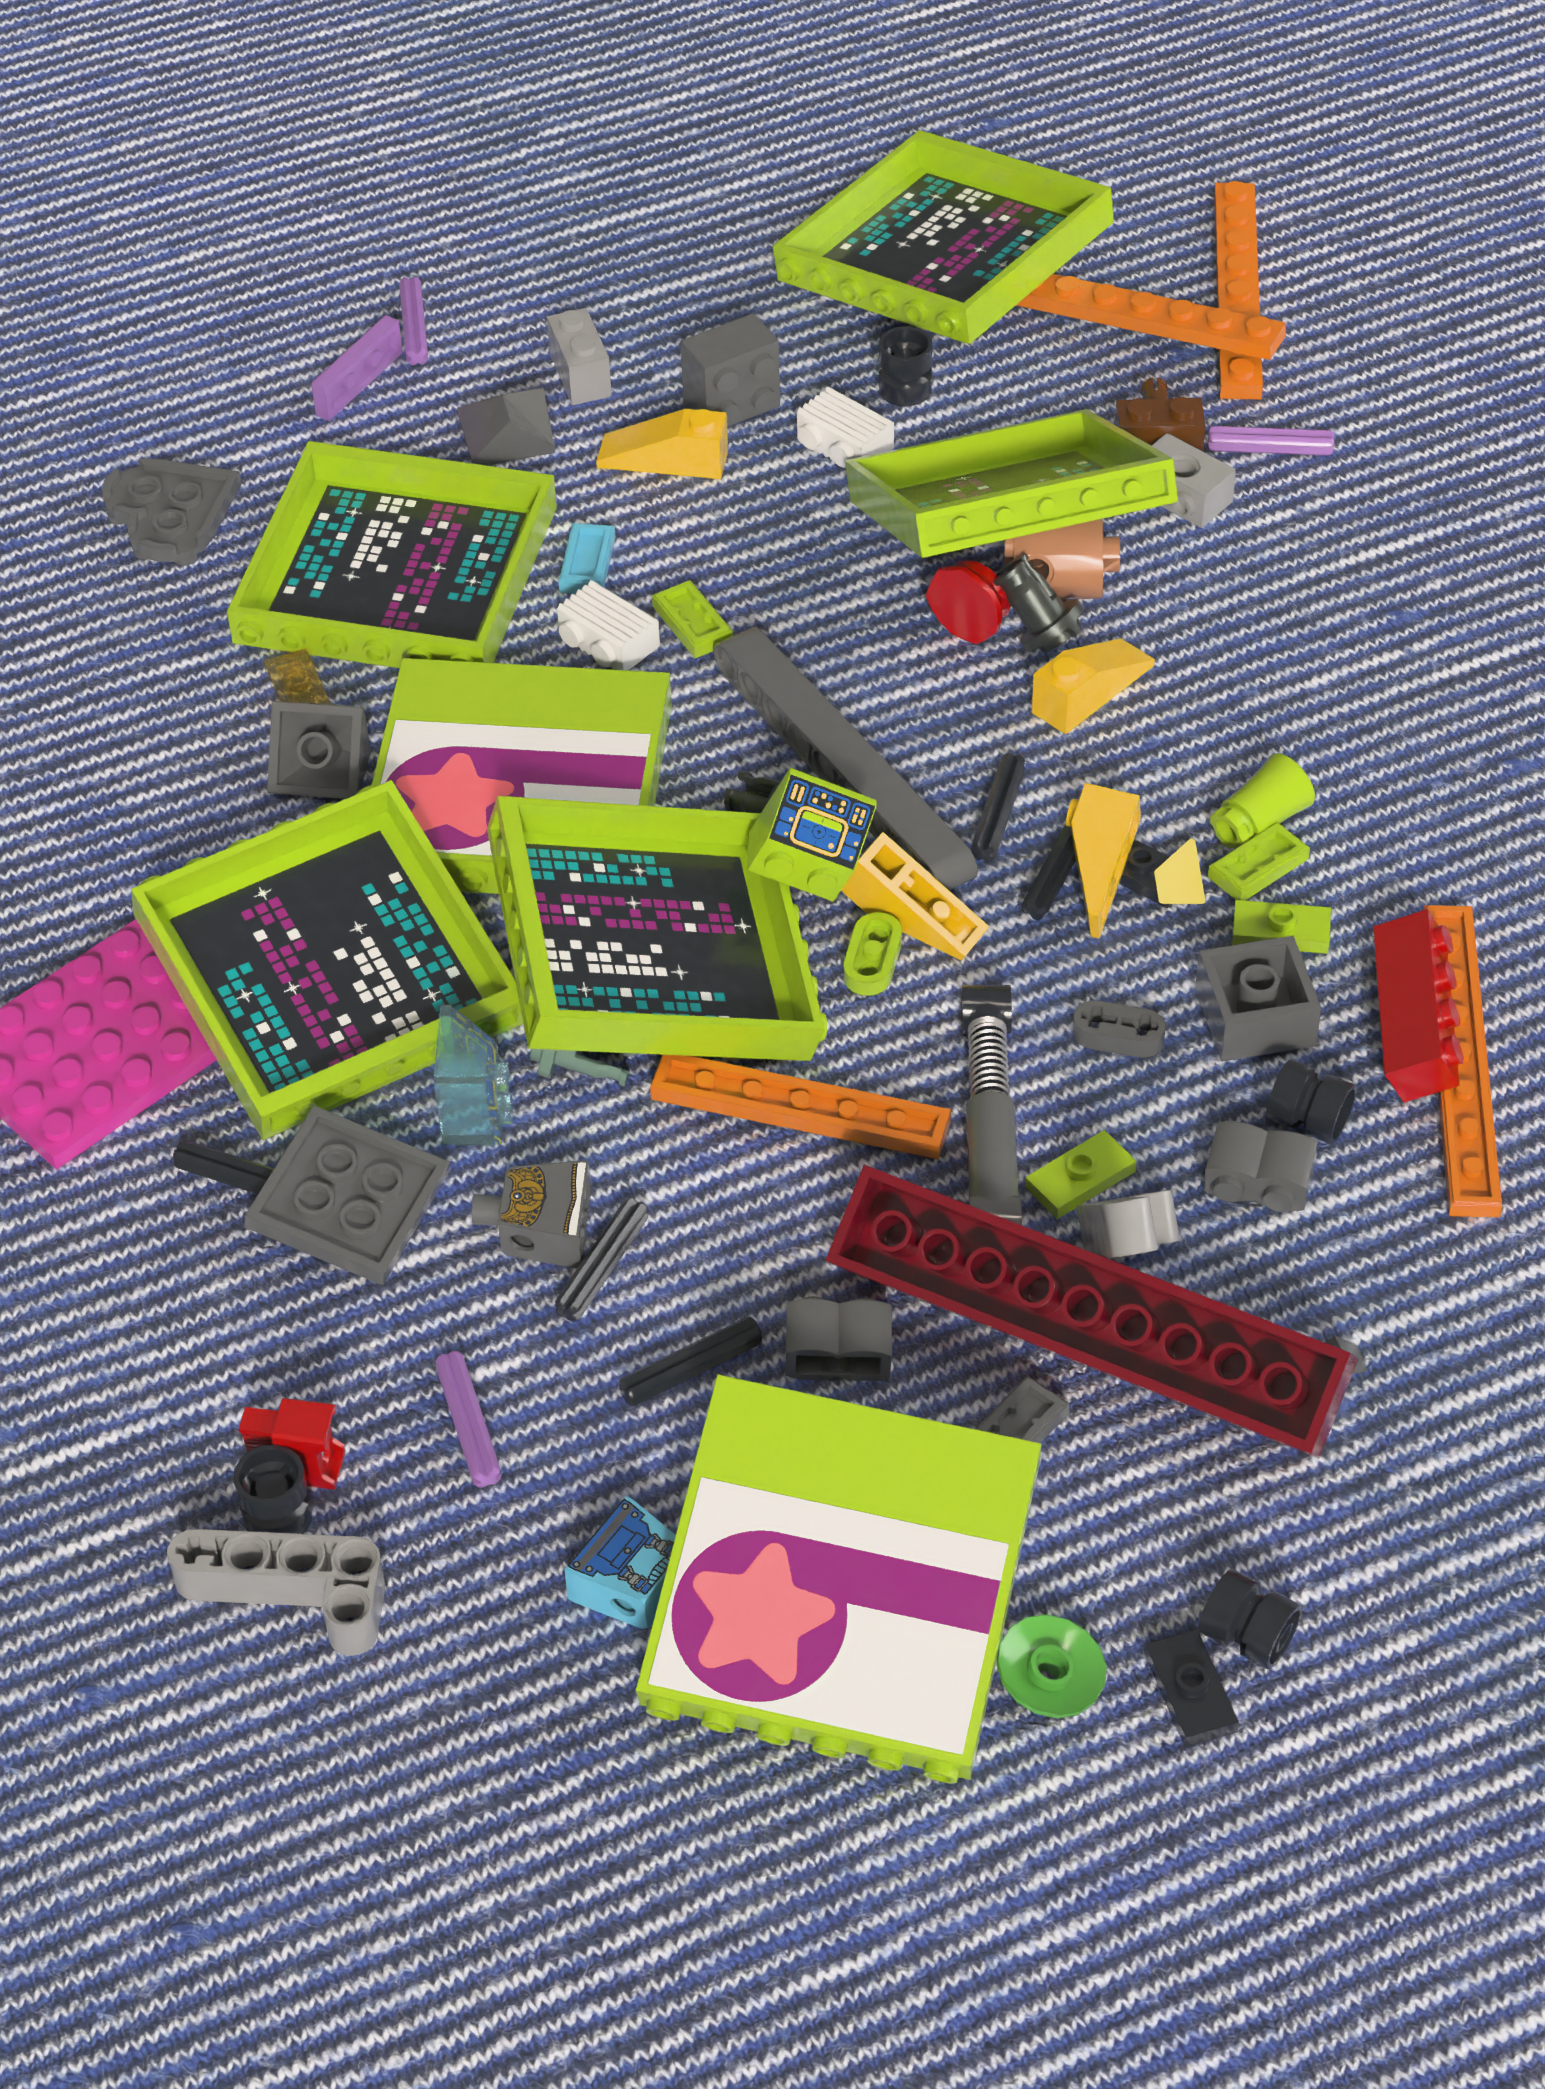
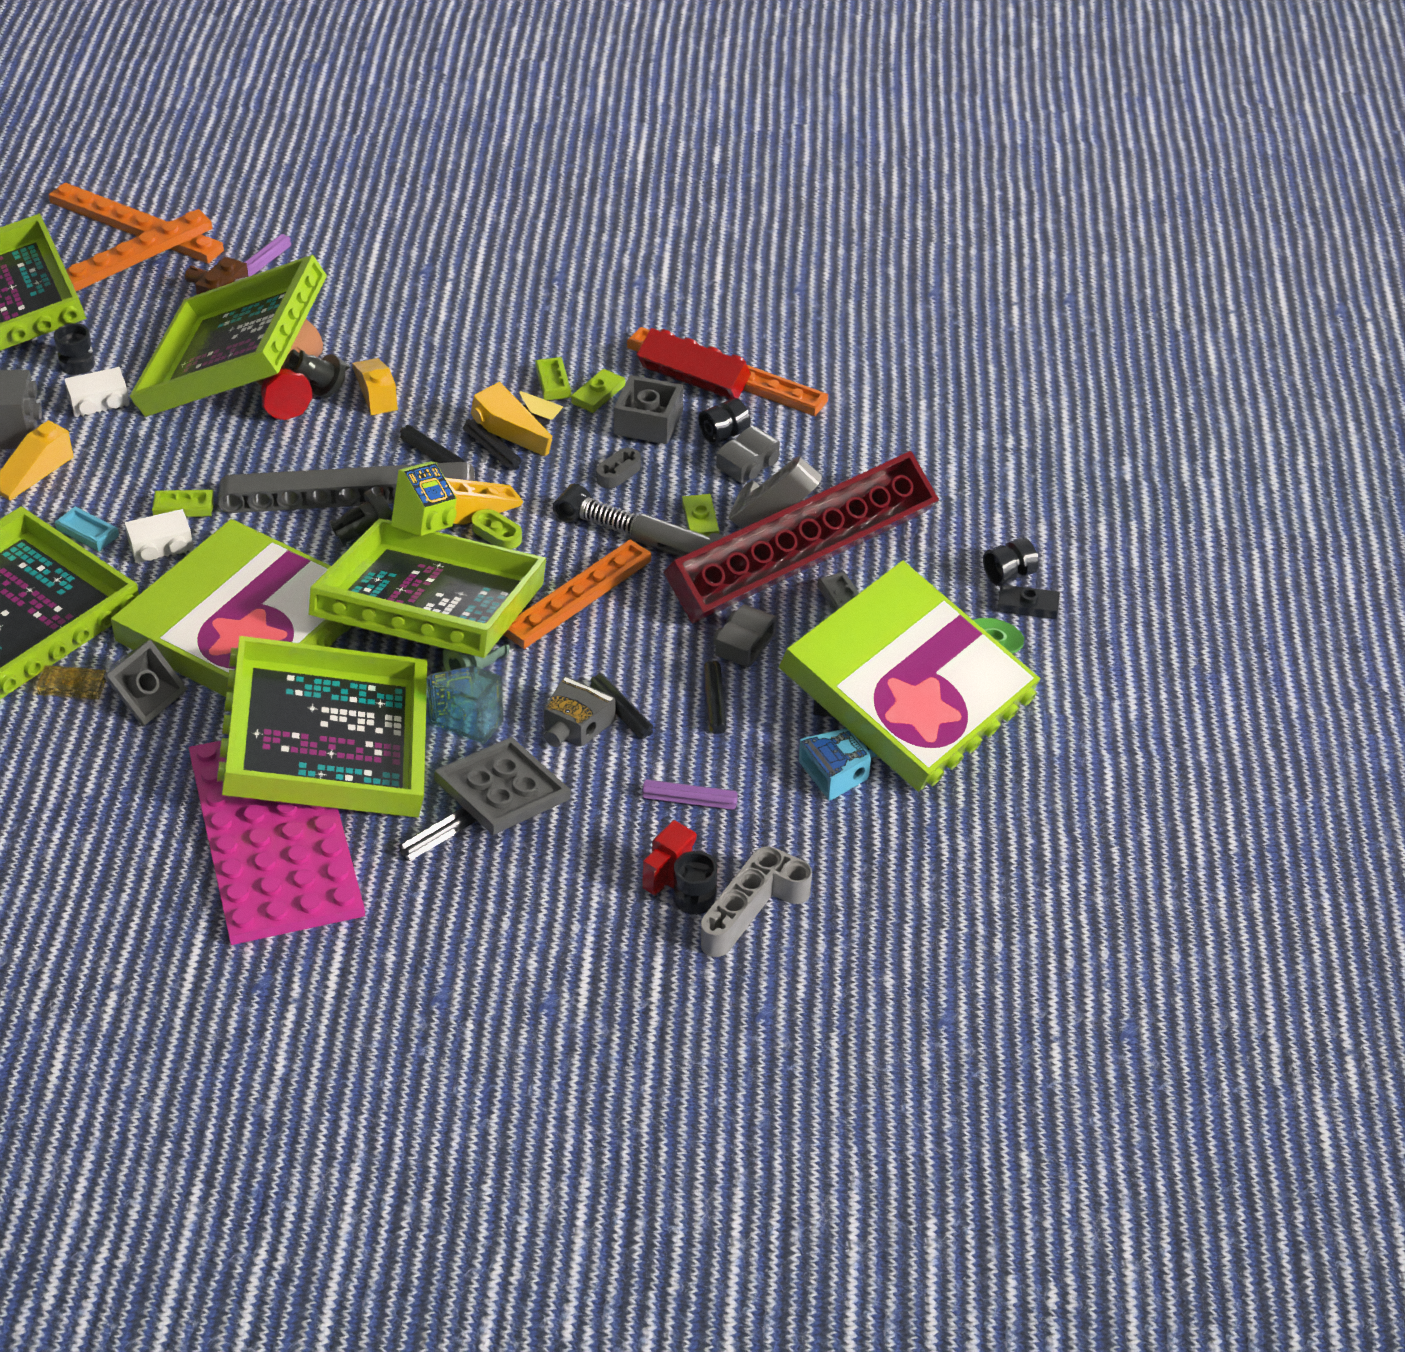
camera: 65 degrees left, 5 degrees down
(1268, 797) = (518, 356): lime plant -> none

